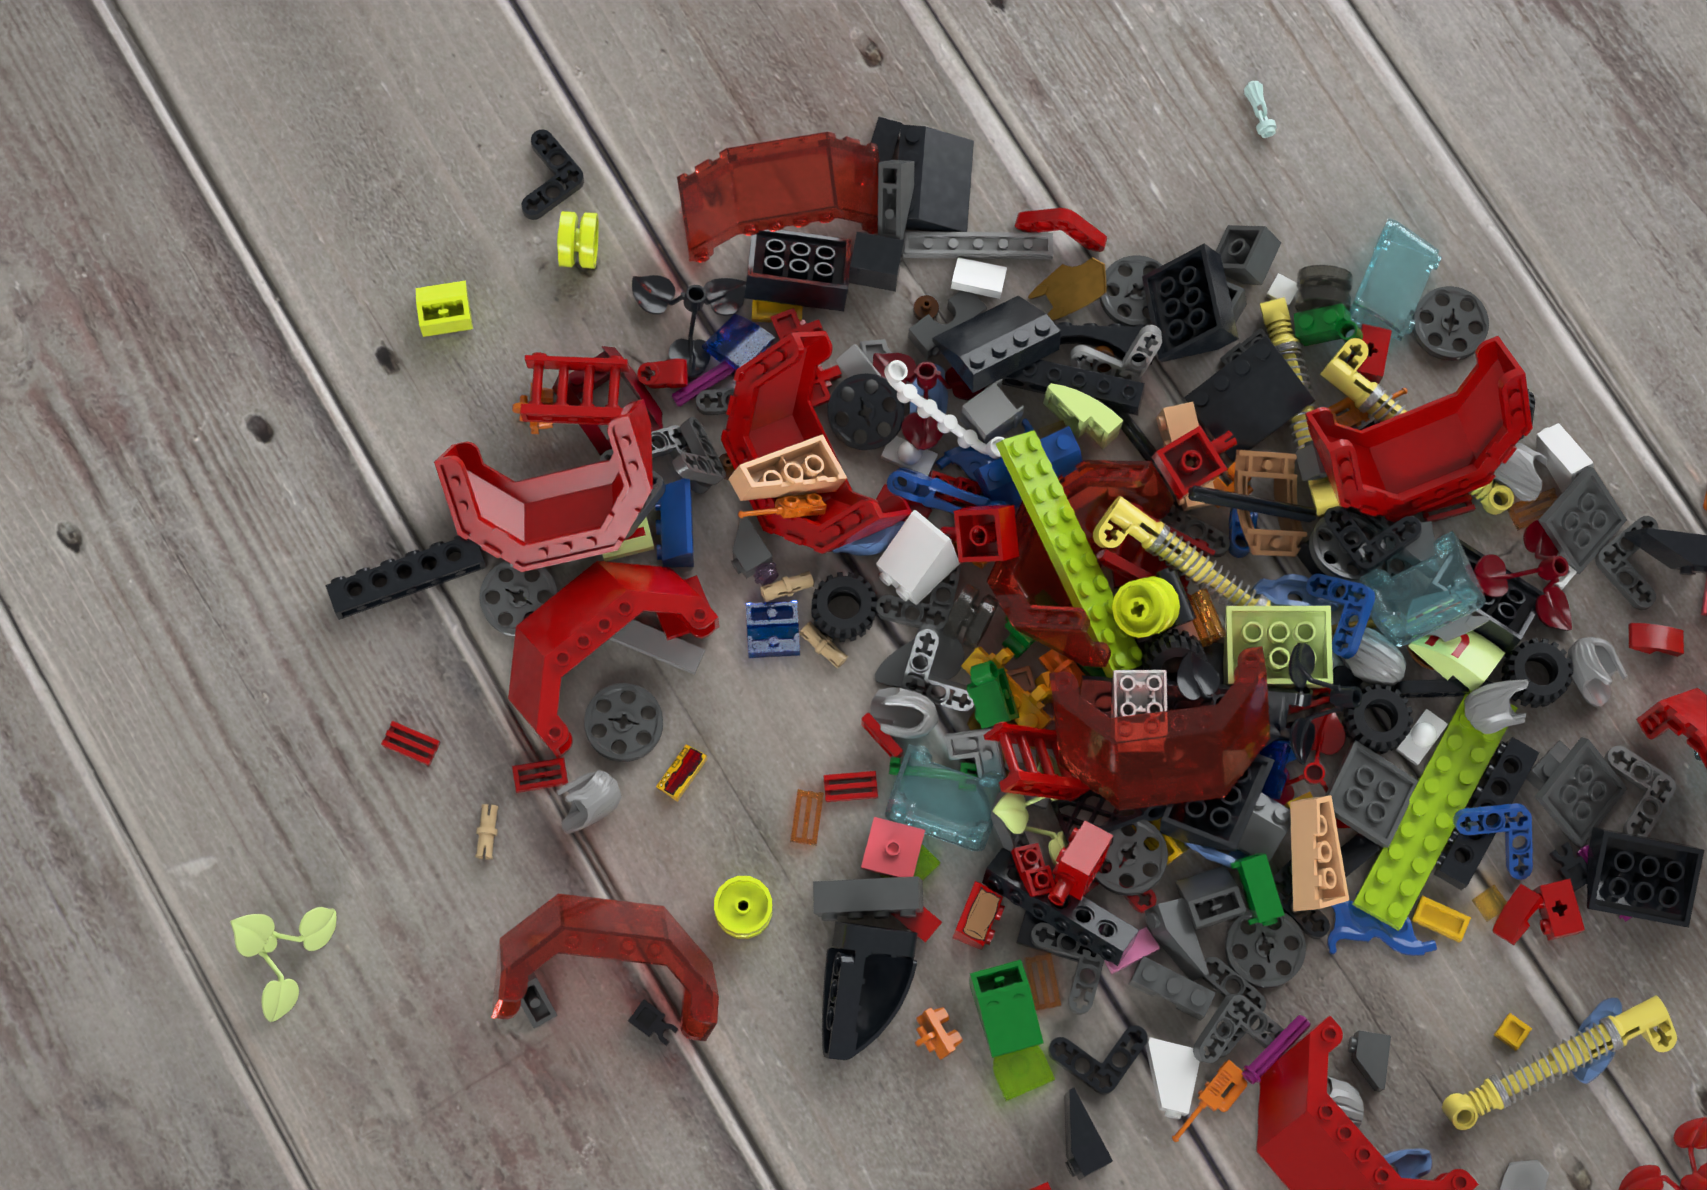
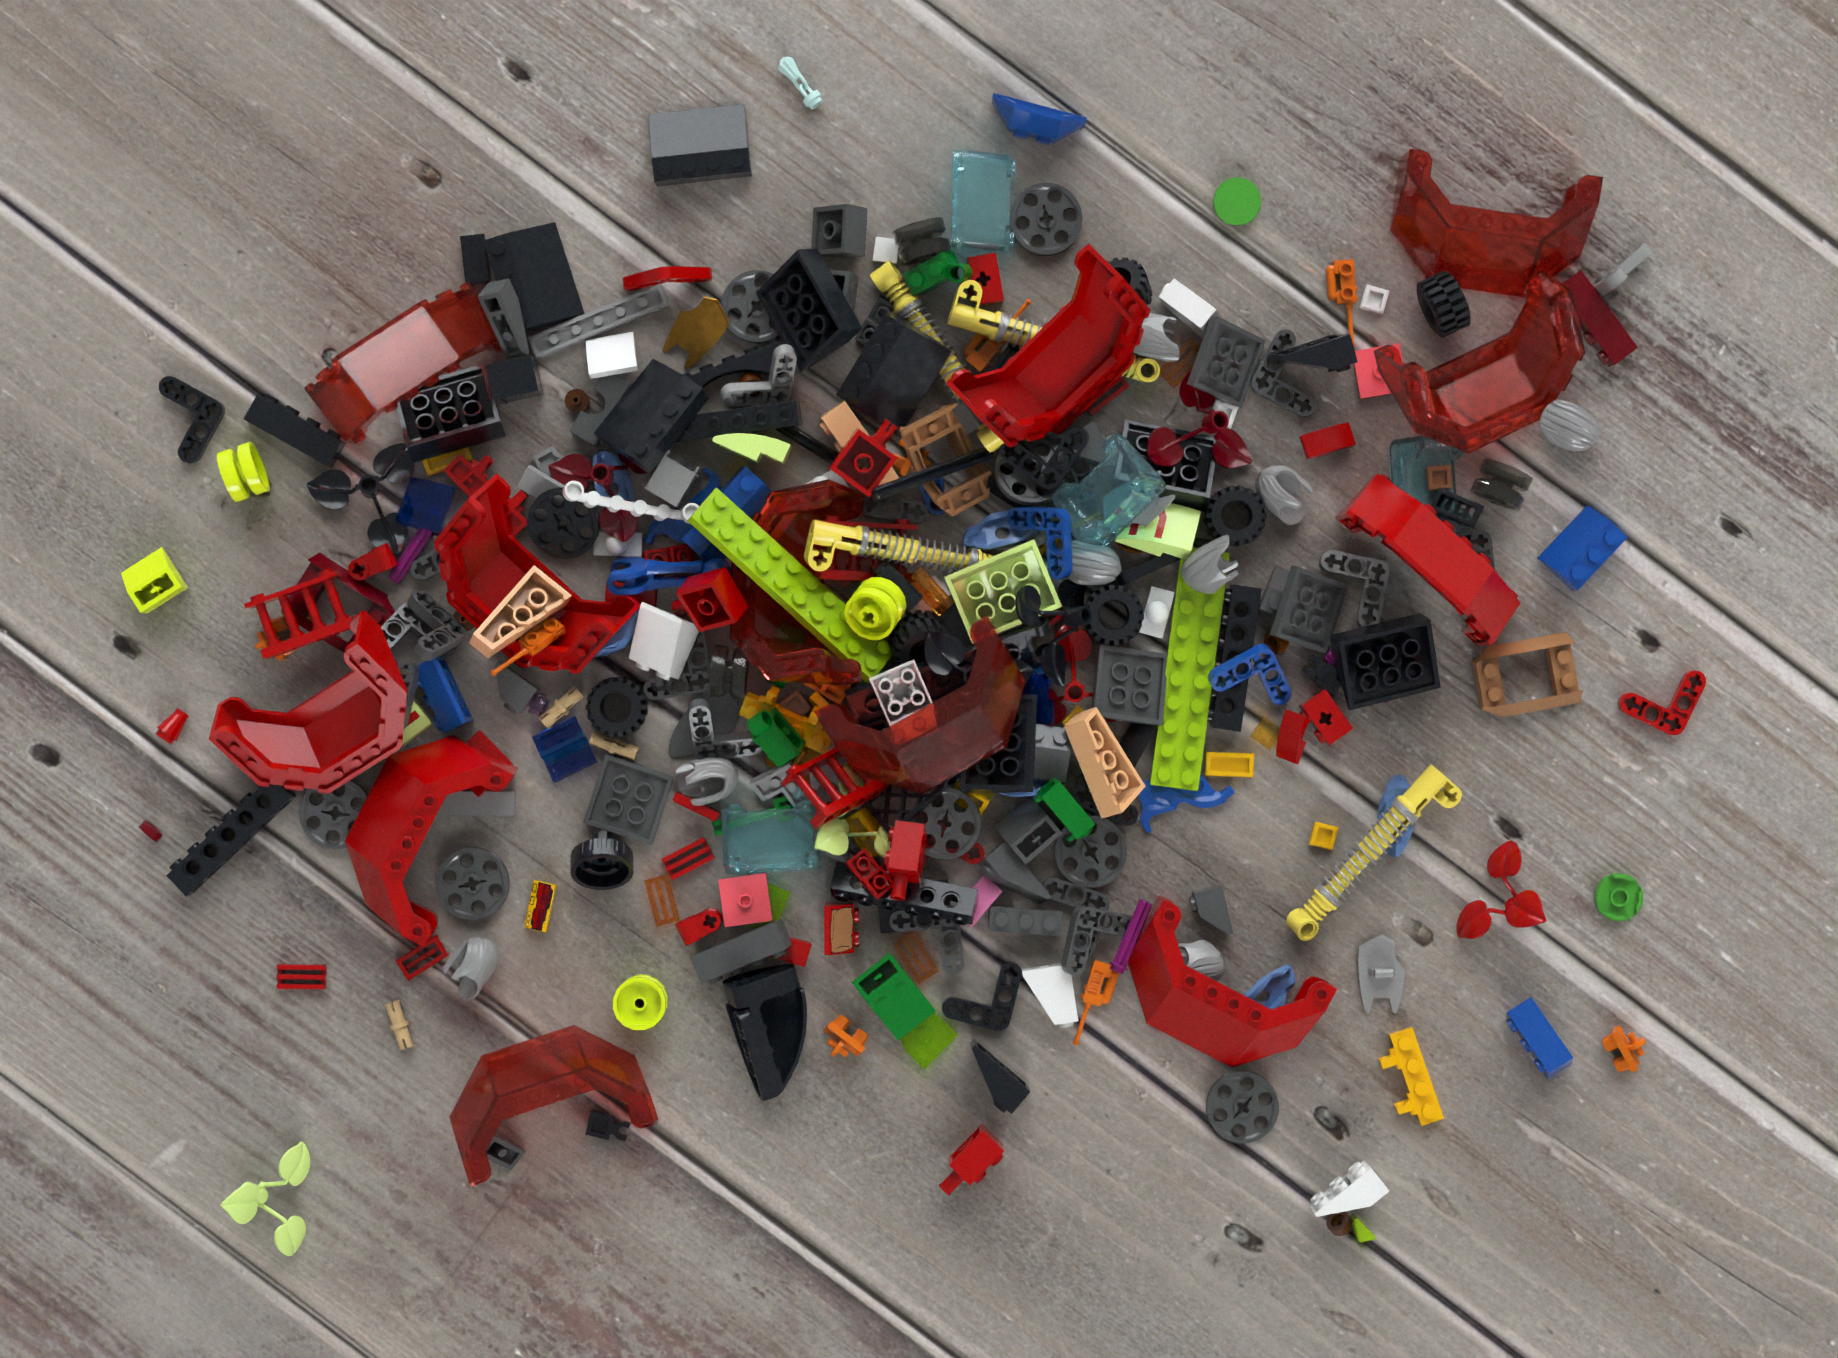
camera: 15 degrees left, 15 degrees up
(329, 539) = (151, 831): none -> dark red tile
(395, 450) = (171, 727): none -> red cone
(643, 225) = (294, 430): none -> black brick
(769, 740) = (601, 872): none -> black piece
(816, 703) = (628, 799): none -> dark grey plate
(828, 856) = (695, 926): none -> red piece
(1045, 820) = (864, 822): none -> yellow slope
(1141, 128) = (699, 145): none -> slope
(1476, 229) = (1036, 120): none -> blue wedge
(1538, 813) = (1276, 644): none -> reddish brown tile
(1644, 381) = (1236, 201): none -> bright green tile

